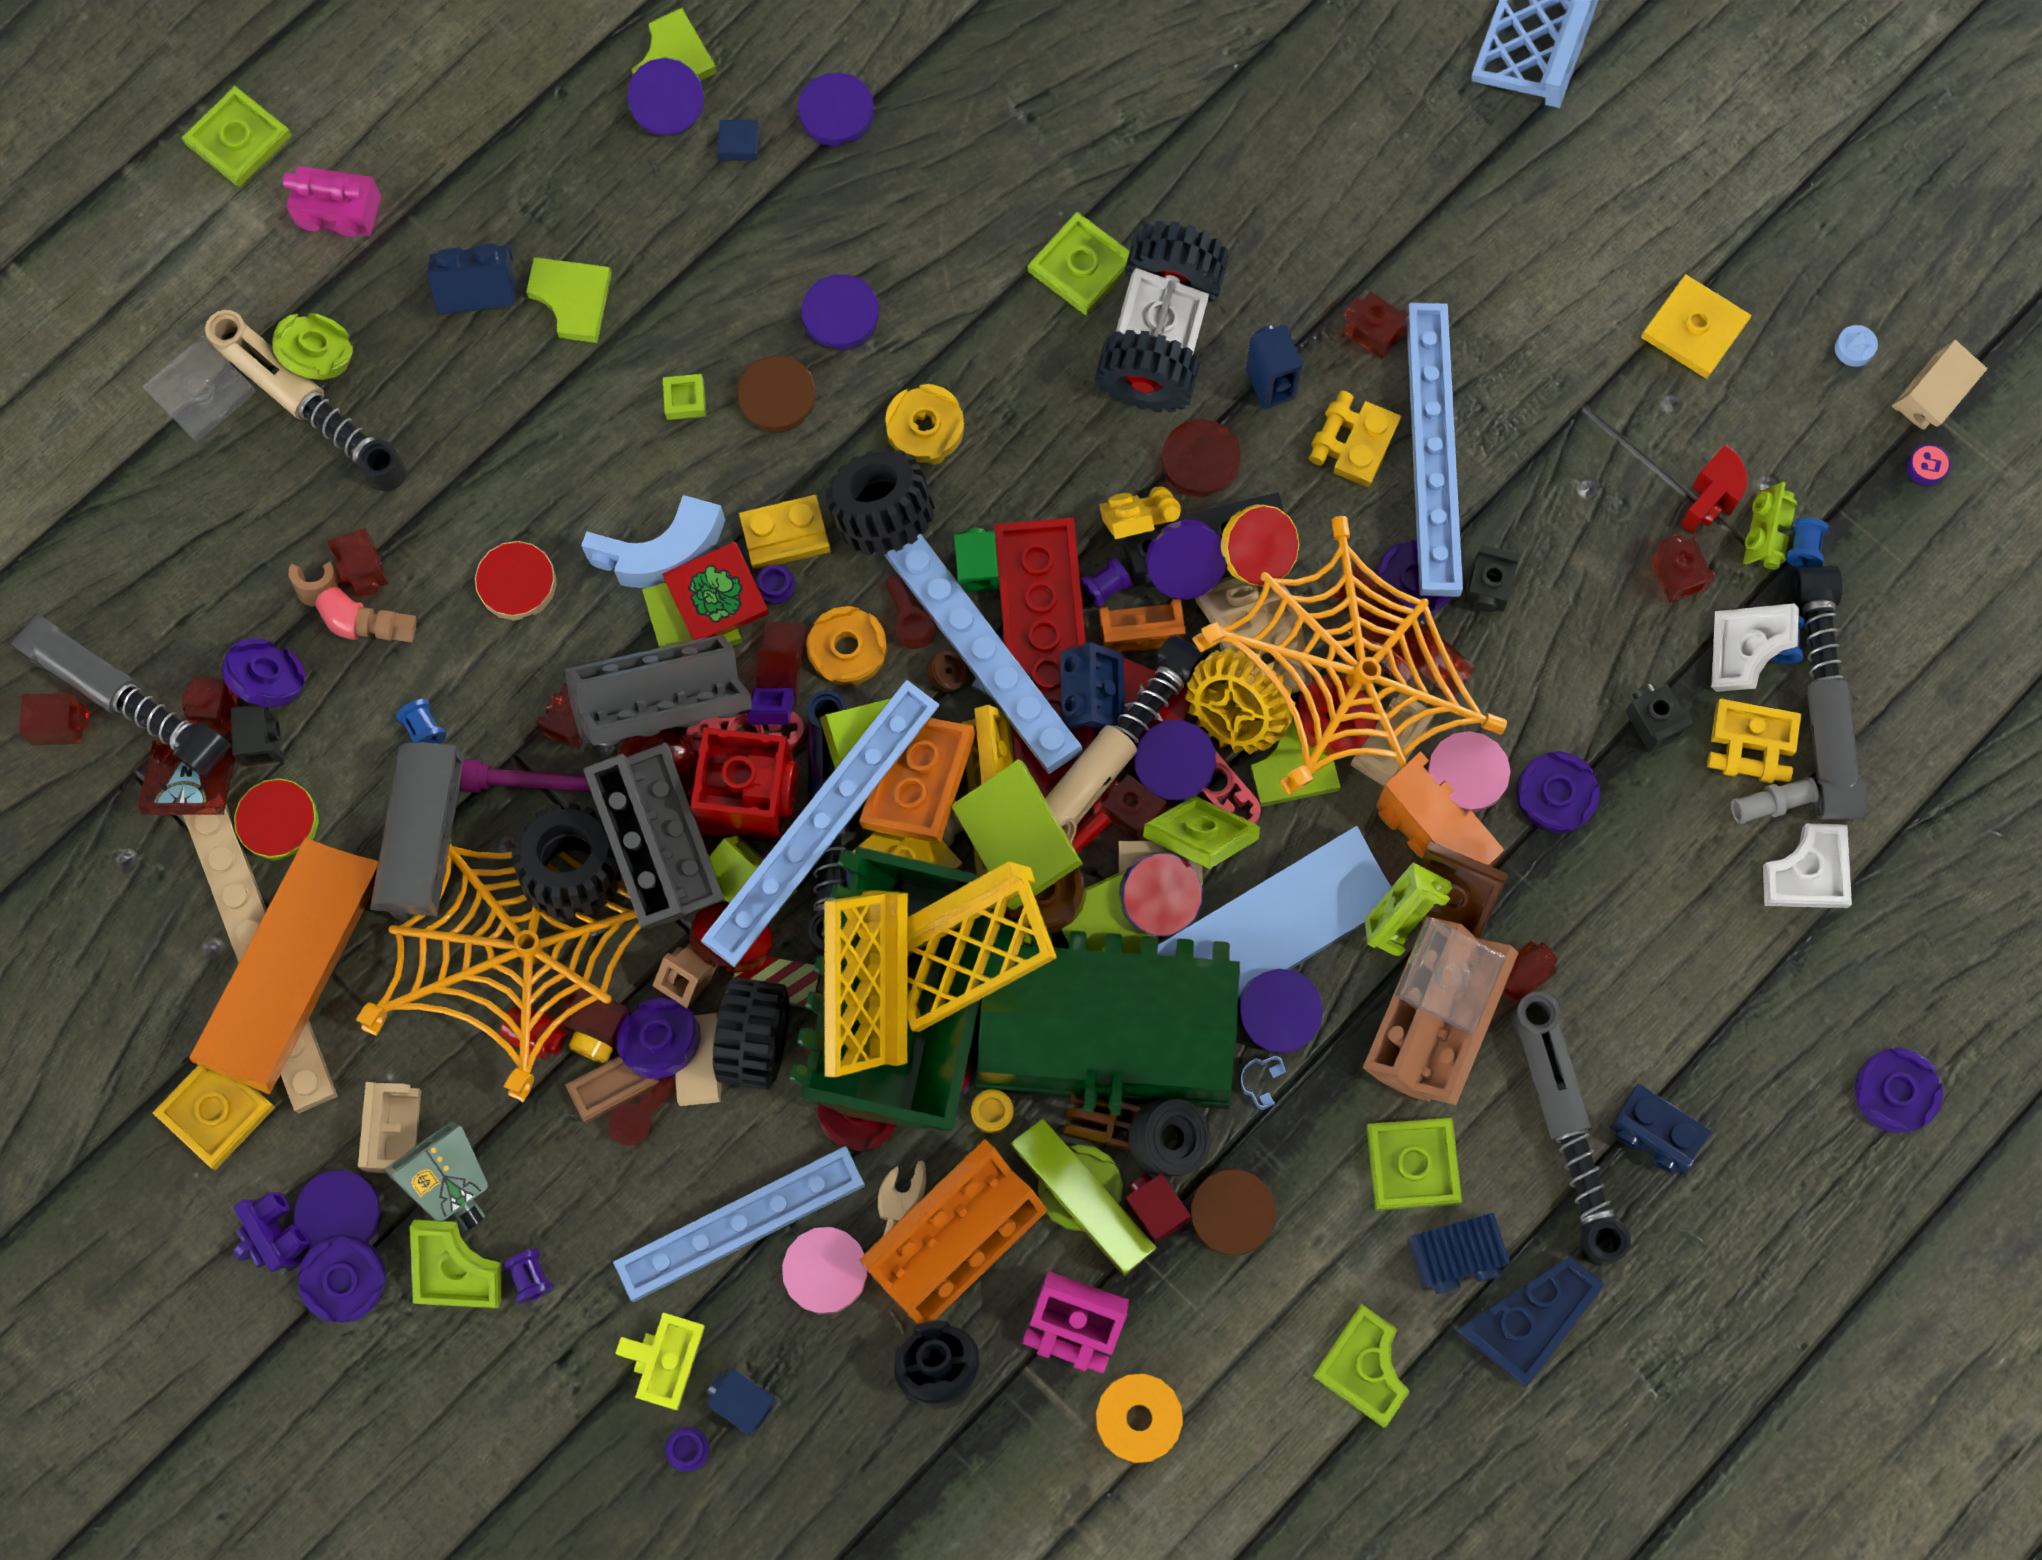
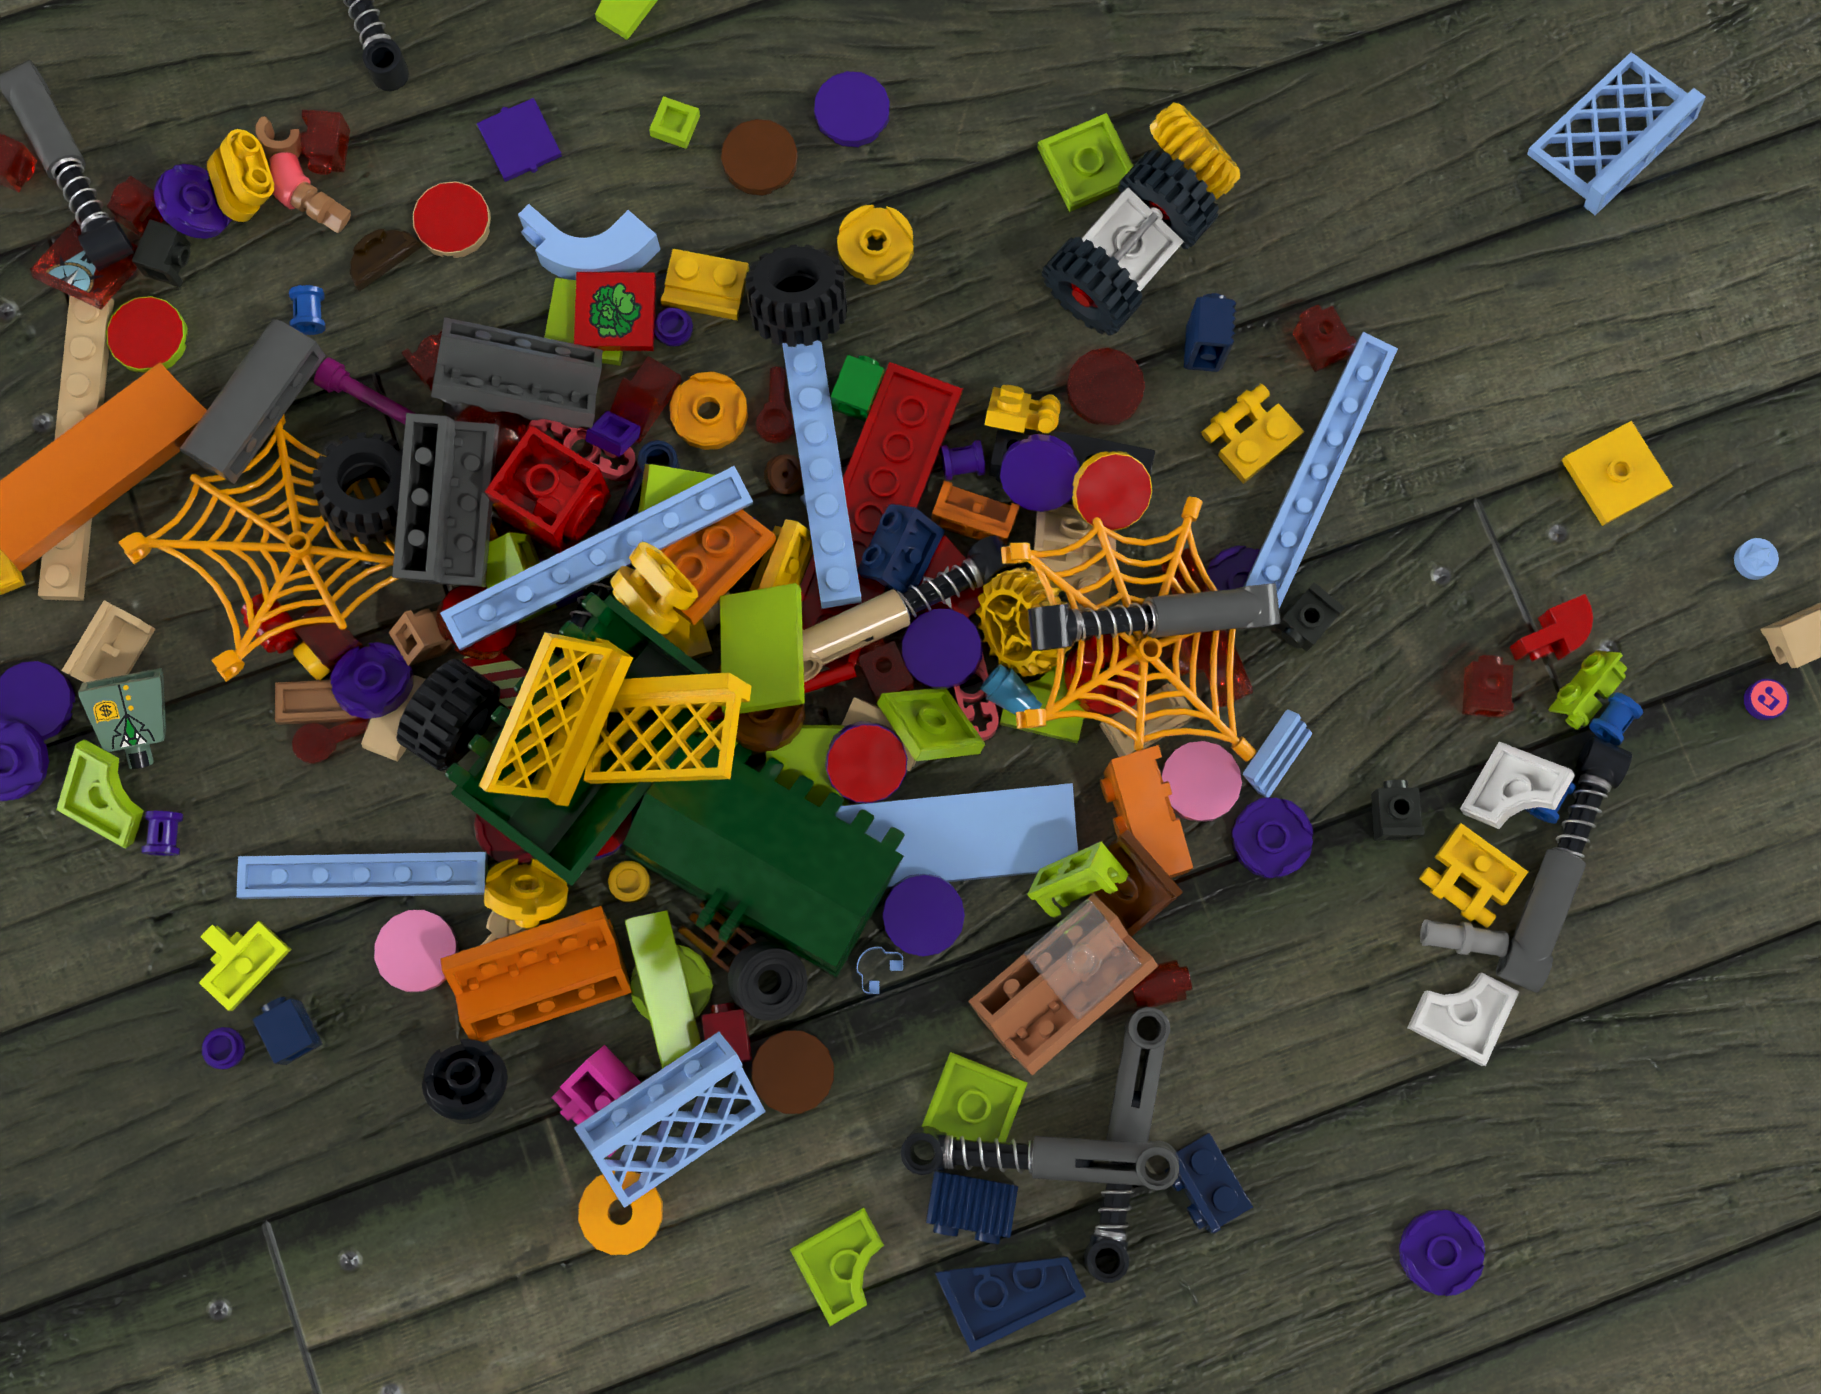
camera: 20 degrees right, 5 degrees up
(296, 629) = (240, 175): none -> yellow brick
(463, 642) = (380, 253): none -> dark brown plate
(541, 479) = (519, 139): none -> dark purple piece
(870, 834) = (653, 588): none -> yellow brick
(905, 1162) = (525, 892): none -> yellow plate
(1130, 1292) = (659, 1100): none -> light blue fence
(1168, 203) = (1193, 144): none -> yellow gear
(1257, 770) = (1009, 691): none -> dark azure cone
(1361, 636) = (1157, 617): none -> piece
(1508, 1172) = (1047, 1158): none -> piece
(1525, 714) = (1277, 753): none -> light blue tile

